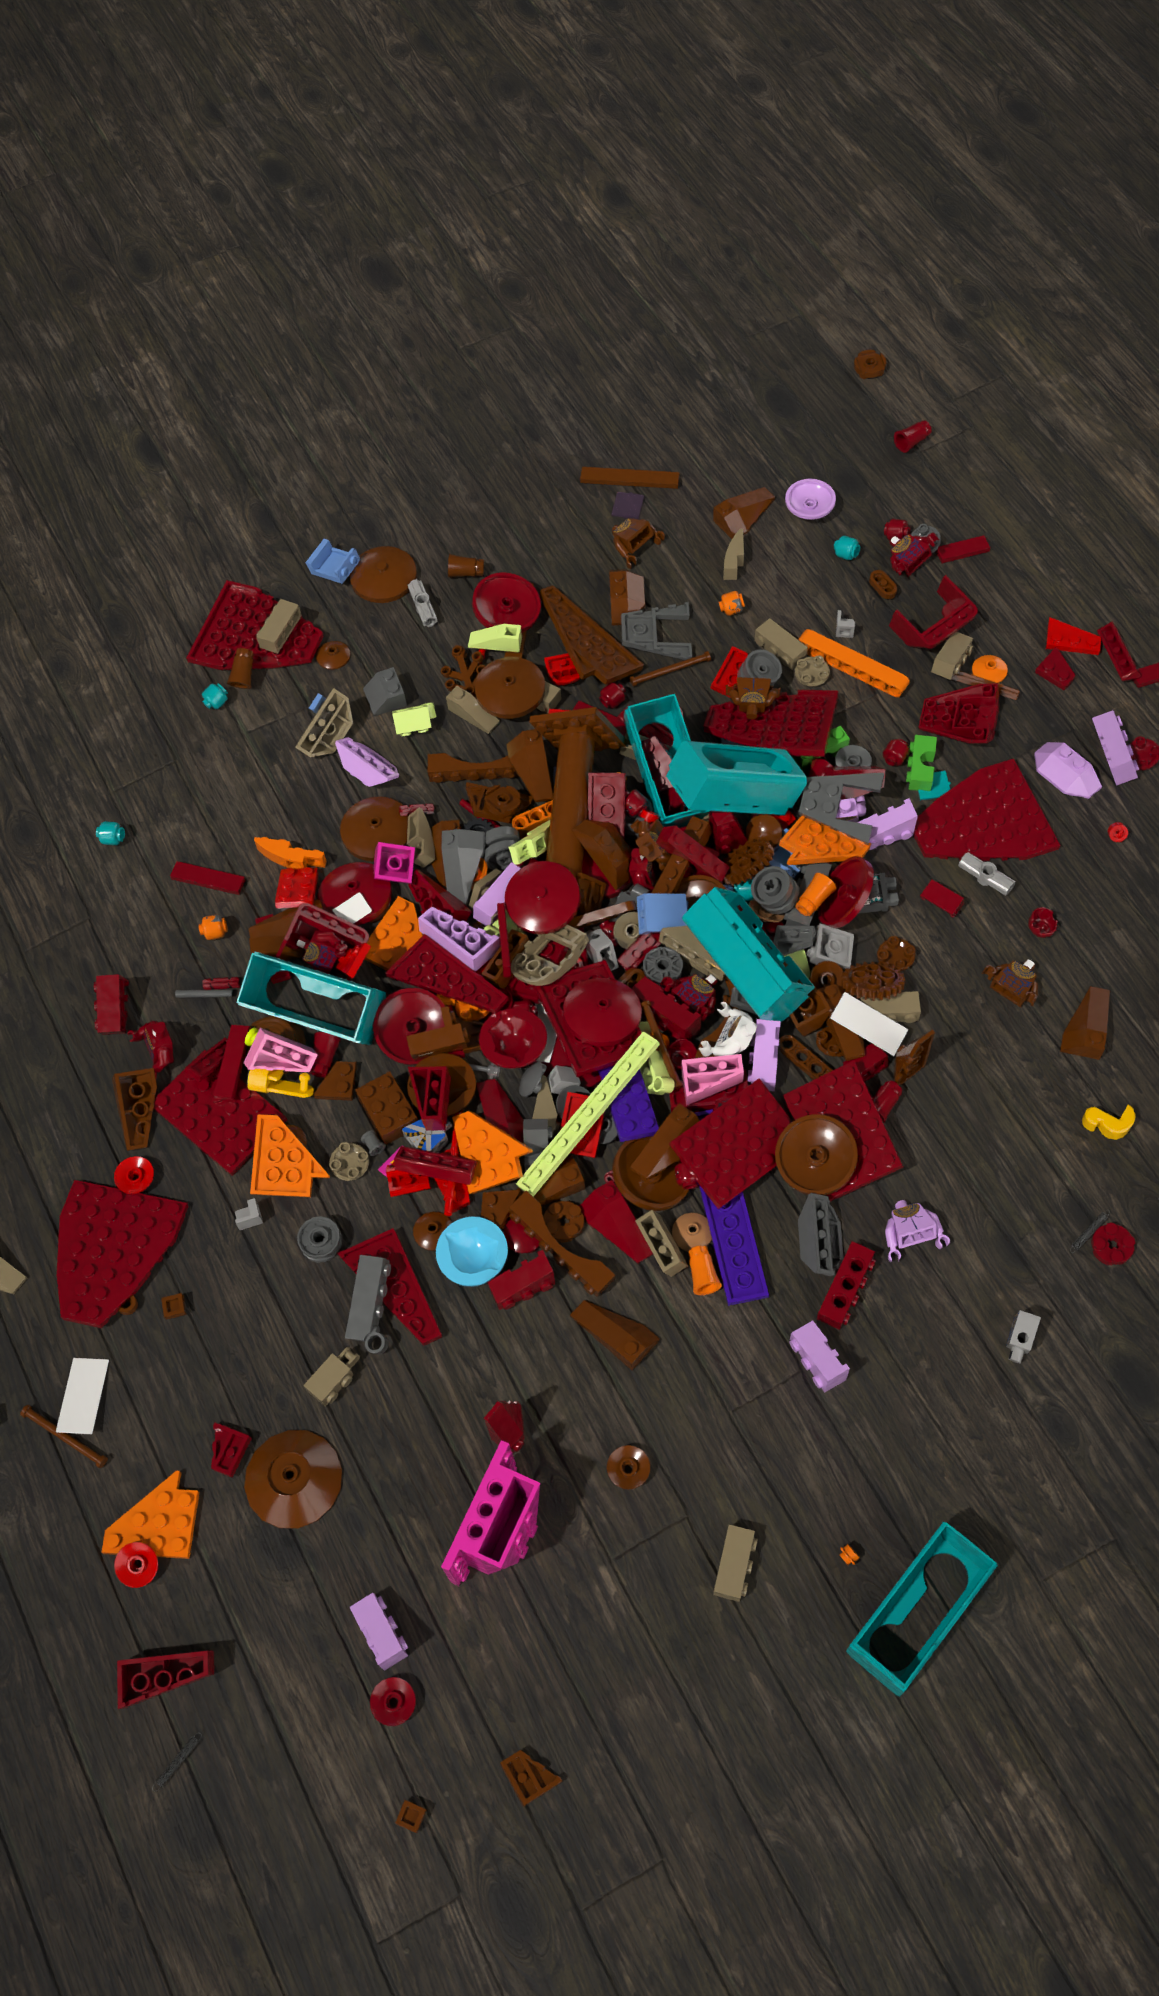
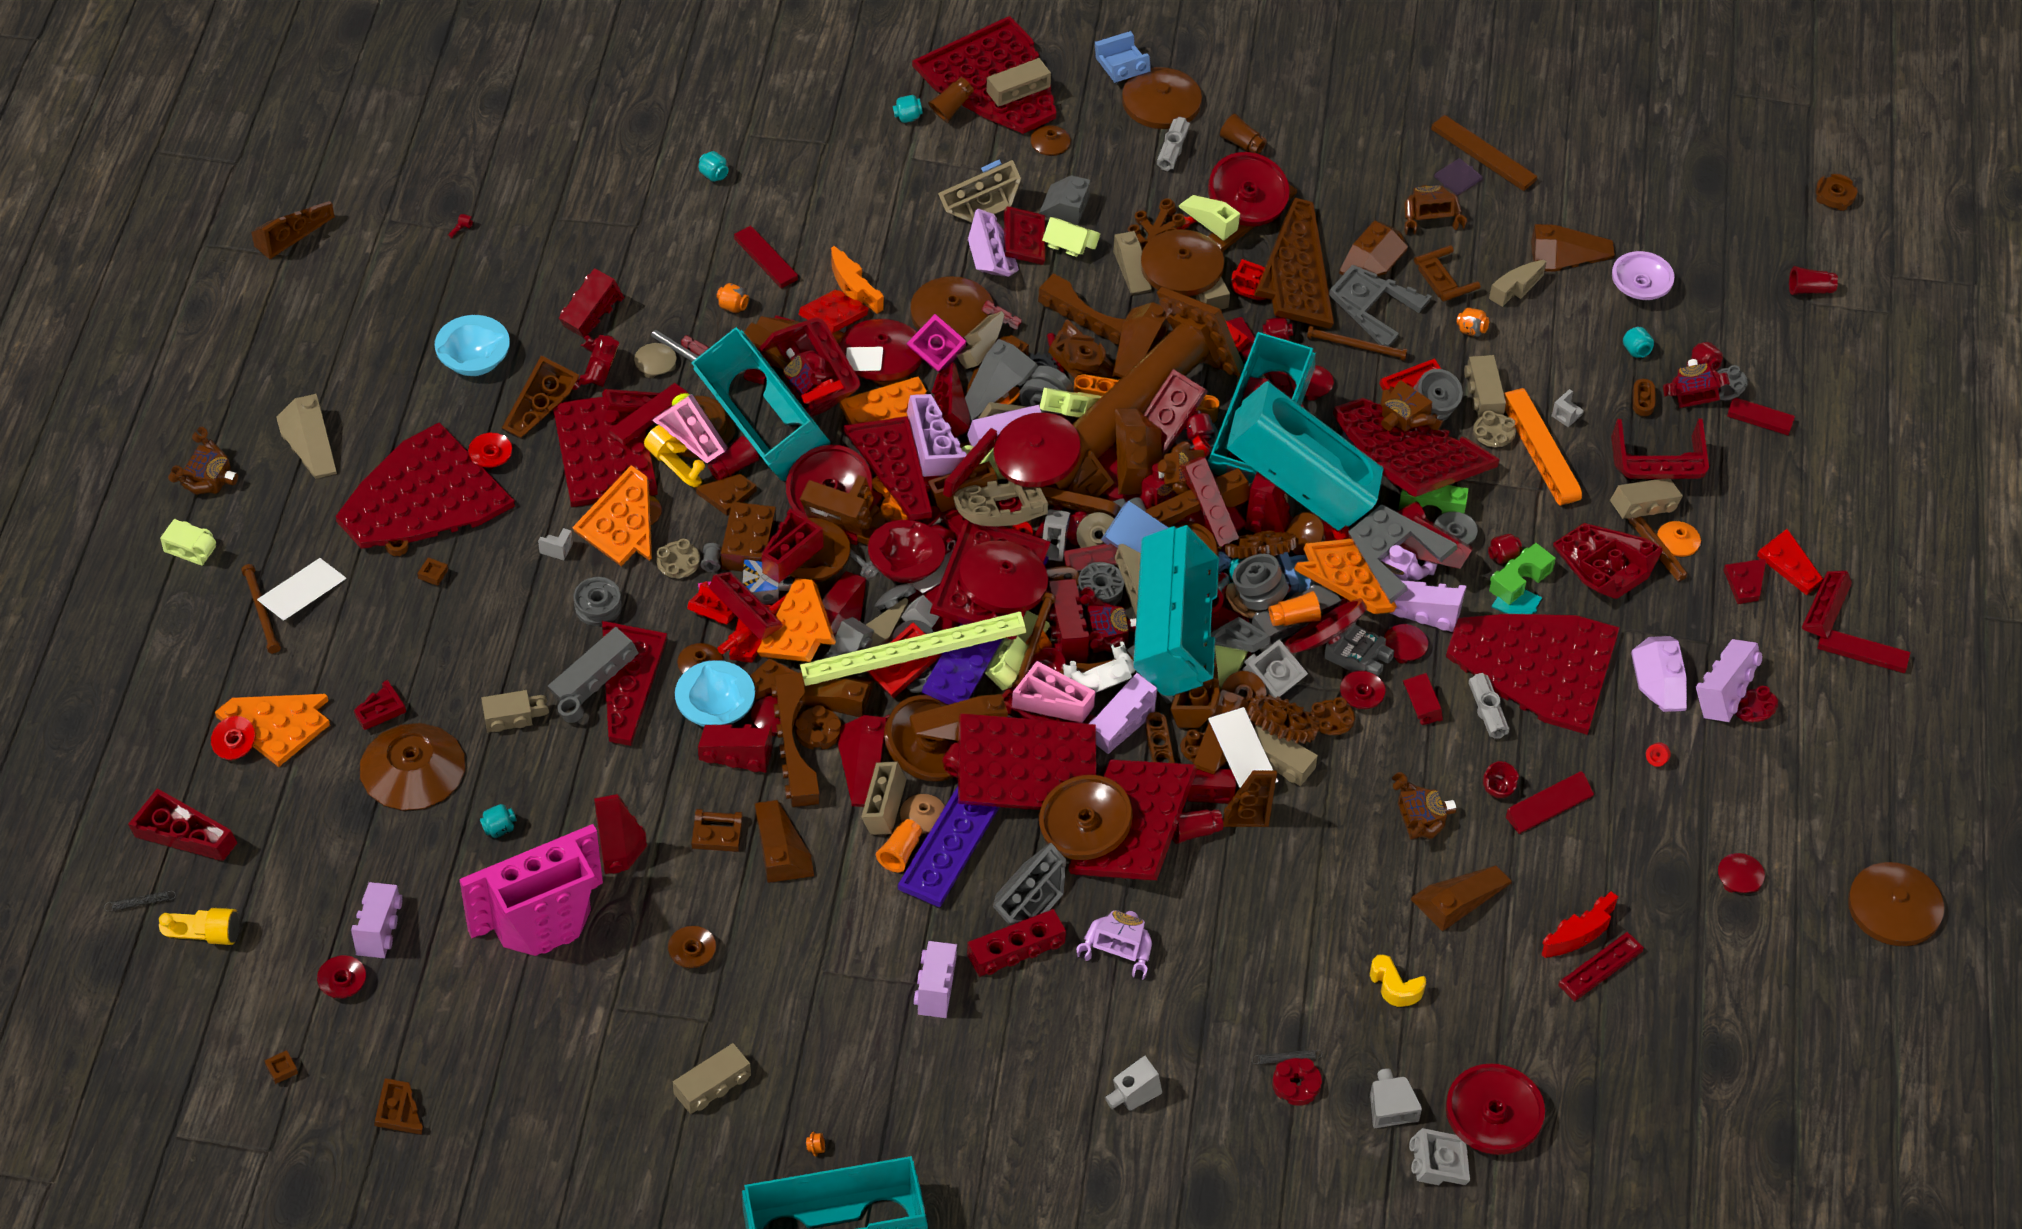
camera: 30 degrees right, 10 degrees down
(48, 1099) = (472, 344): none -> medium azure piece
(195, 1014) = (655, 359): none -> dark tan dish
(261, 1738) = (215, 926): none -> yellow piece
(379, 738) = (1024, 235): none -> dark red tile
(399, 1475) = (498, 821): none -> teal head
(566, 1363) = (717, 837): none -> reddish brown plate
(680, 585) = (1439, 278): none -> reddish brown plate
(893, 864) = (1407, 642): none -> dark red dish
(902, 914) = (1364, 683): none -> dark red dish
(1083, 916) = (1549, 802): none -> dark red slope

